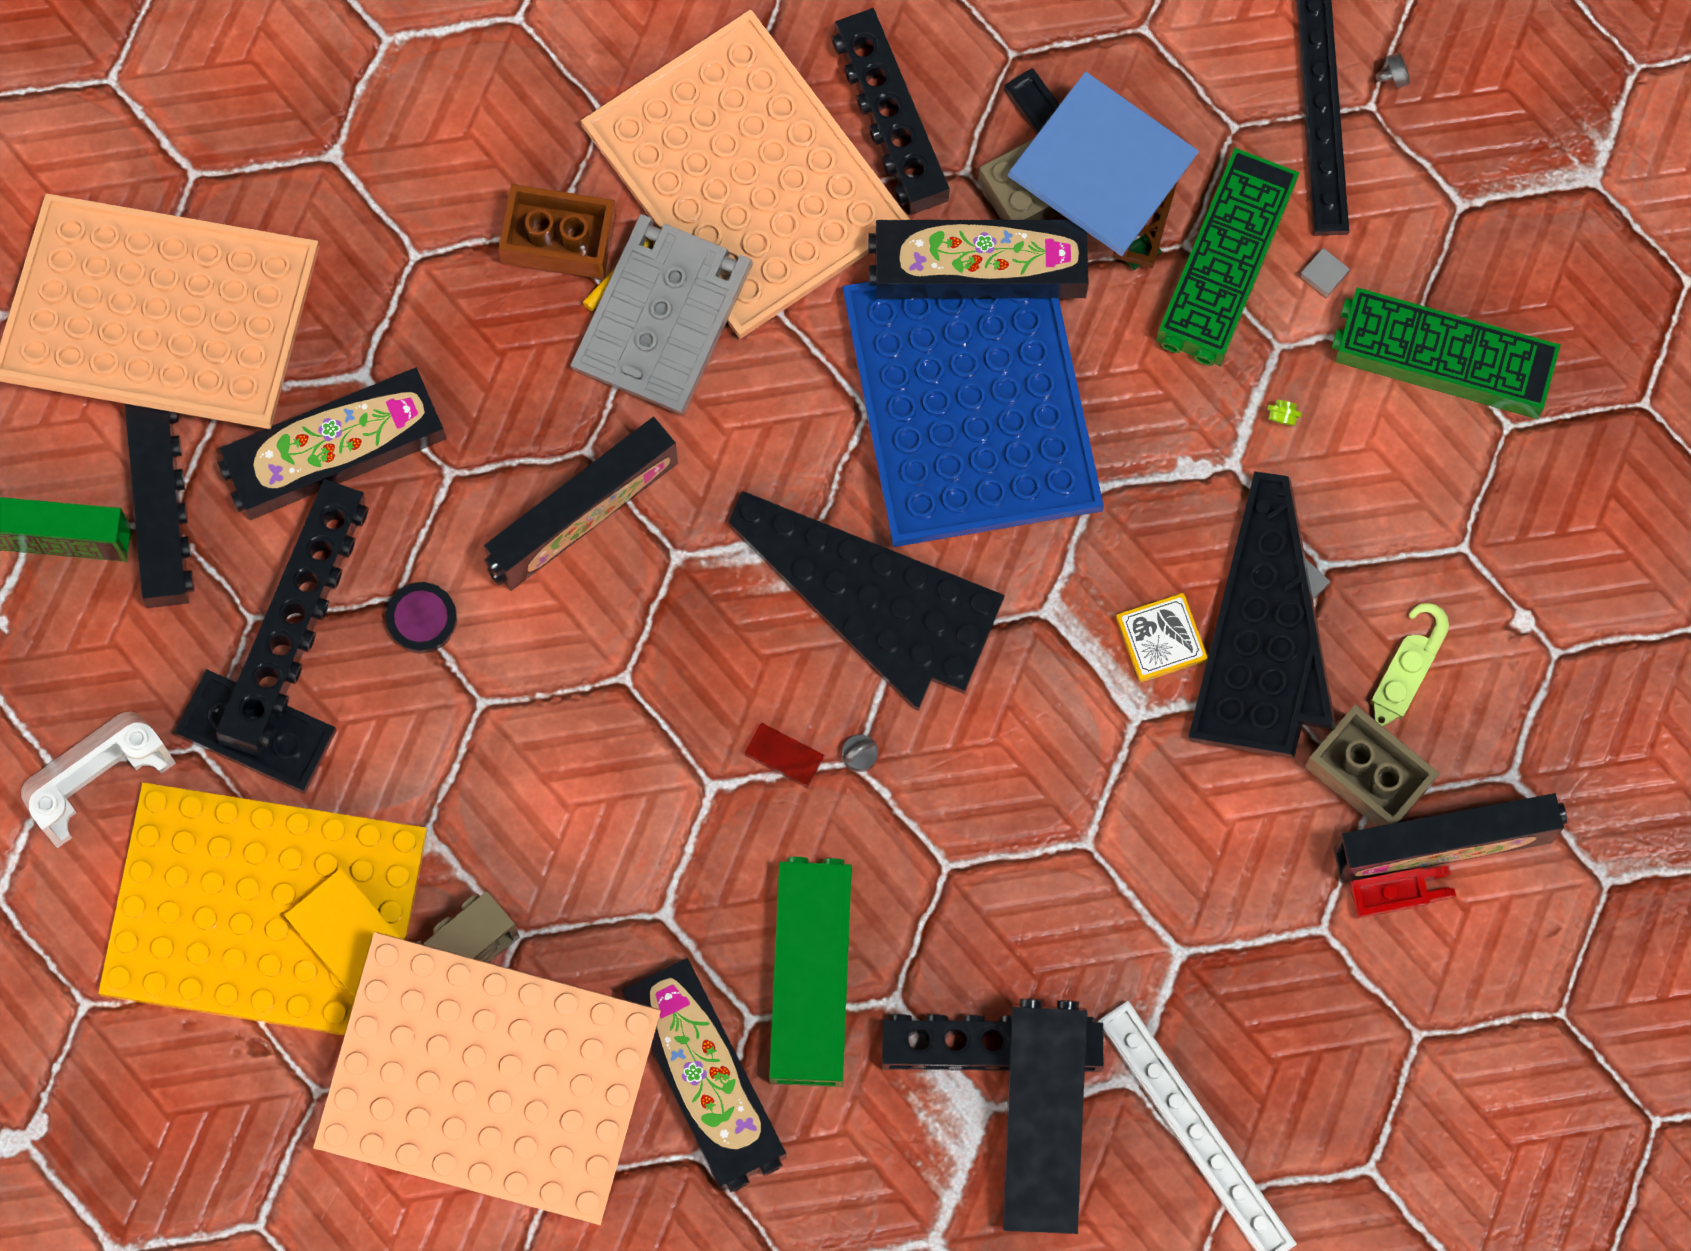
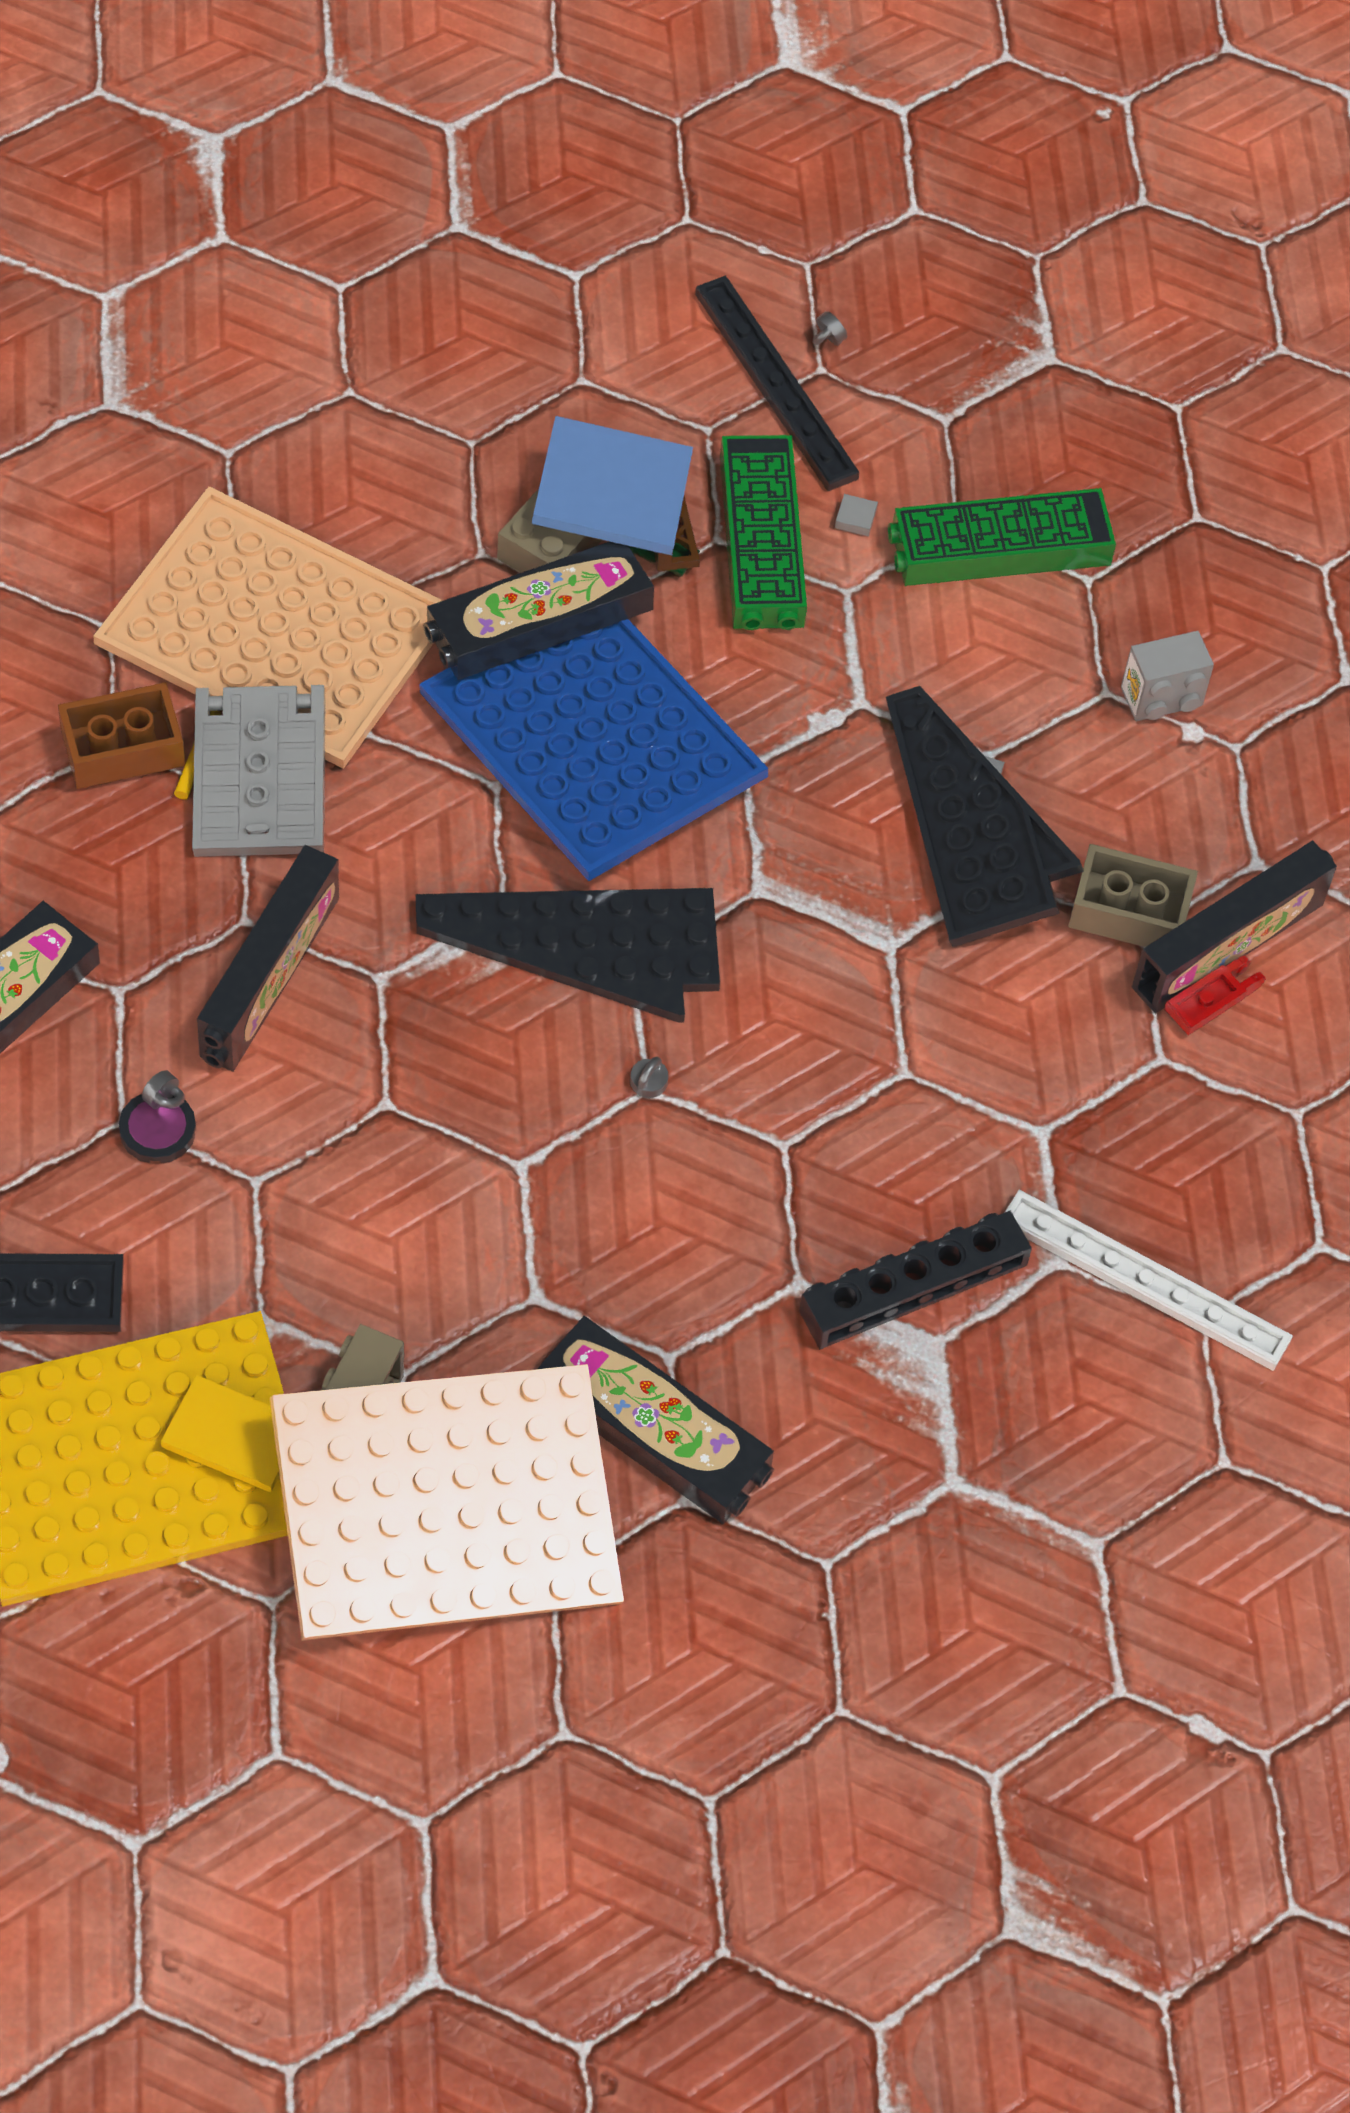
camera: 30 degrees left, 15 degrees down
(331, 503) = (32, 1288): black brick -> none
(435, 589) = (161, 1089): none -> flat silver tile
(784, 755) = (577, 1109): clear red tile -> none
(810, 973) = (708, 1287): green brick -> none
(865, 31) = (386, 523): black brick -> none
(1032, 99) = (512, 471): black tile -> none
(1044, 1117) = (1003, 1313): black brick -> none
(1161, 637) = (877, 869): tile -> none
(1284, 413) = (885, 639): lime plate -> none
(1409, 667) = (1114, 803): yellowish green plate -> none
(1519, 563) = (1167, 676): none -> light grey brick

